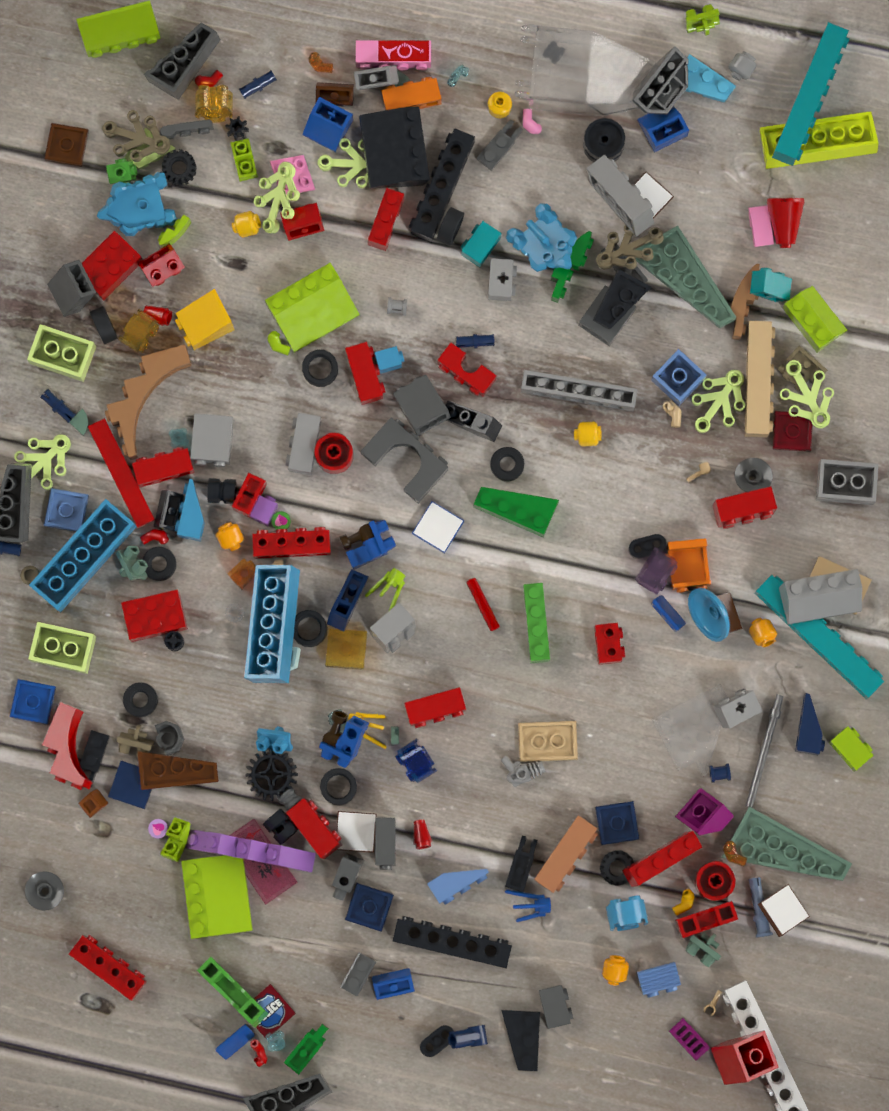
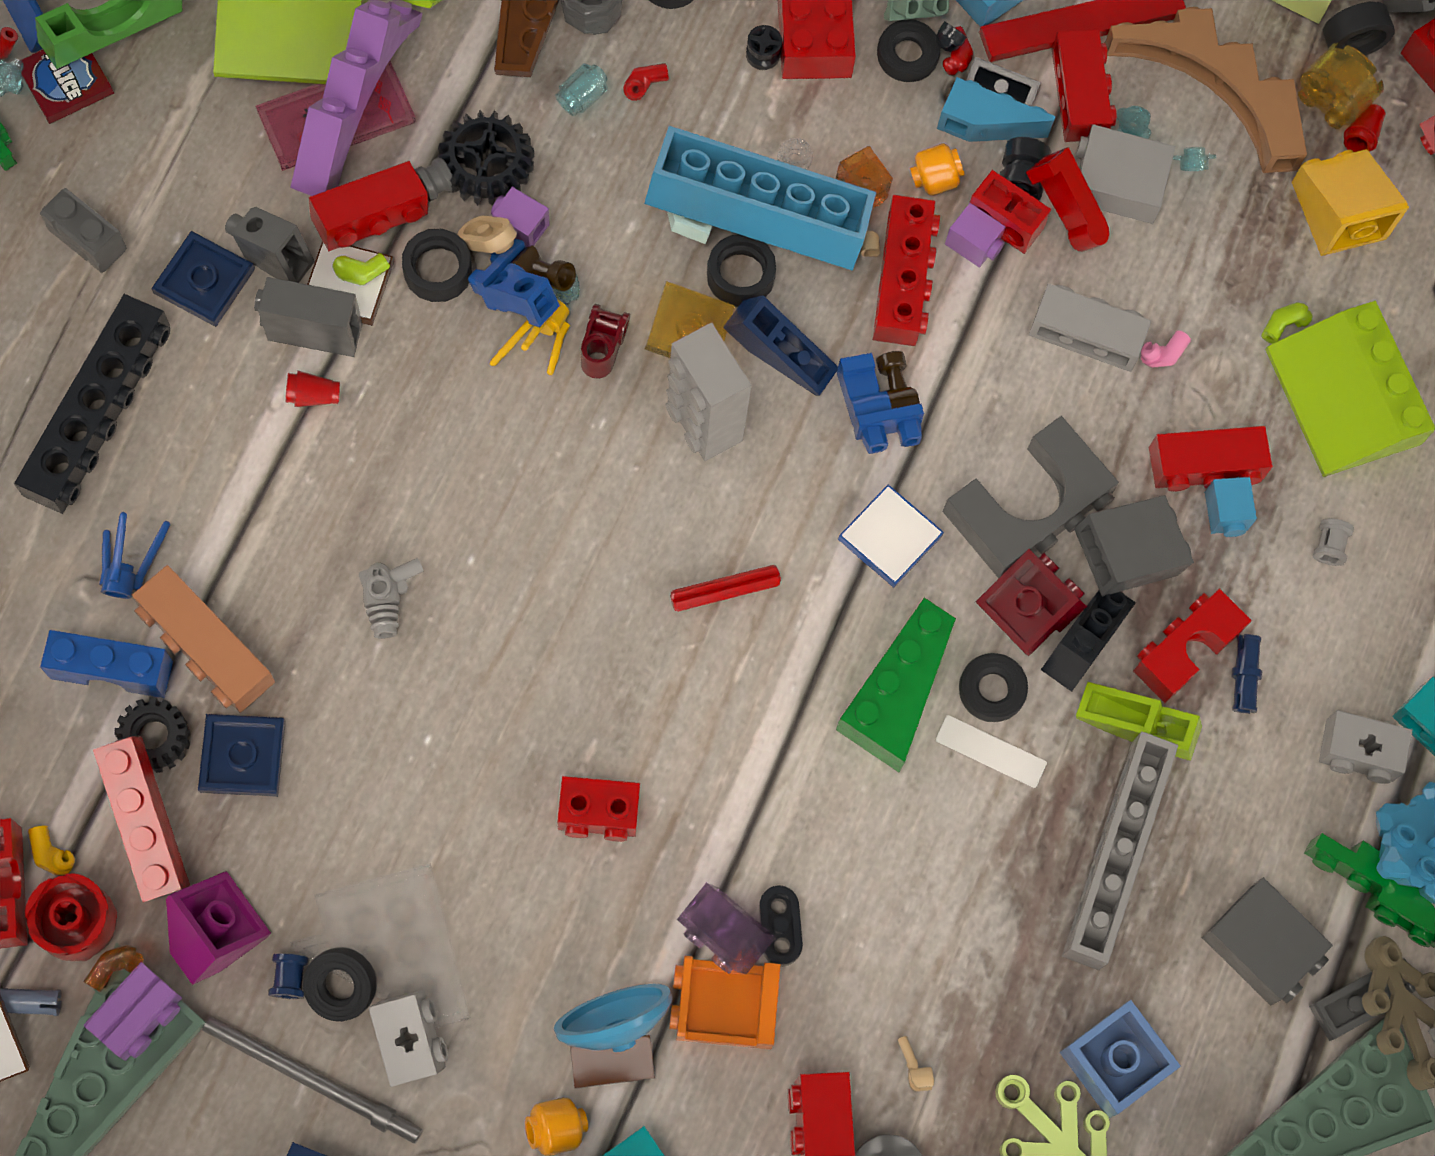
camera: 90 degrees right, 10 degrees down
(151, 541) = (949, 37): none -> black hinge
(195, 402) = (1194, 159): none -> clear light blue plate
(205, 703) = (641, 79): none -> red arm
(219, 732) = (582, 89): none -> clear light blue brick
(236, 463) = (1071, 199): none -> red leg
(274, 739) = (546, 168): dark azure hips -> none
(275, 821) = (387, 150): black wheel -> none
(281, 520) = (951, 264): bright green tile -> none
(303, 749) = (524, 213): none -> medium lavender brick
(310, 403) = (1165, 355): none -> bright pink arm
(318, 763) = (488, 234): none -> tan plate
(320, 382) = (1244, 361): black tyre -> none
(327, 445) = (1061, 390): red brick -> none
(353, 825) = (358, 271): none -> lime arm
(361, 692) = (603, 335): none -> dark red piece
(393, 578) = (806, 435): lime plant -> none
(393, 983) = (53, 291): blue slope -> none
(394, 735) = (508, 379): sand green tile -> none
(416, 761) = (448, 400): clear blue brick -> none
(435, 707) = (544, 460): red brick -> none
(451, 883) = (207, 429): medium blue slope -> none
(461, 451) = (1032, 601): none -> dark red plate
(510, 390) = (1130, 714): none -> lime slope
(521, 866) = (205, 556): black hinge -> none
(536, 623) = (638, 670): bright green arch -> none
(538, 460) = (991, 751): none -> white sticker
(547, 741) = (433, 656): tan tile -> none
(587, 898) = (88, 658): none -> blue arch
(588, 434) = (1029, 852): yellow head -> none
(619, 298) = (1302, 965): black wing -> none
(626, 914) = (52, 728): dark azure brick -> none
(668, 613) = (636, 941): blue slope -> none
(675, 412) = (1049, 1039): tan arm -> none
(708, 747) = (320, 998): none -> black tyre
(753, 837) = (134, 1012): none -> medium lavender brick

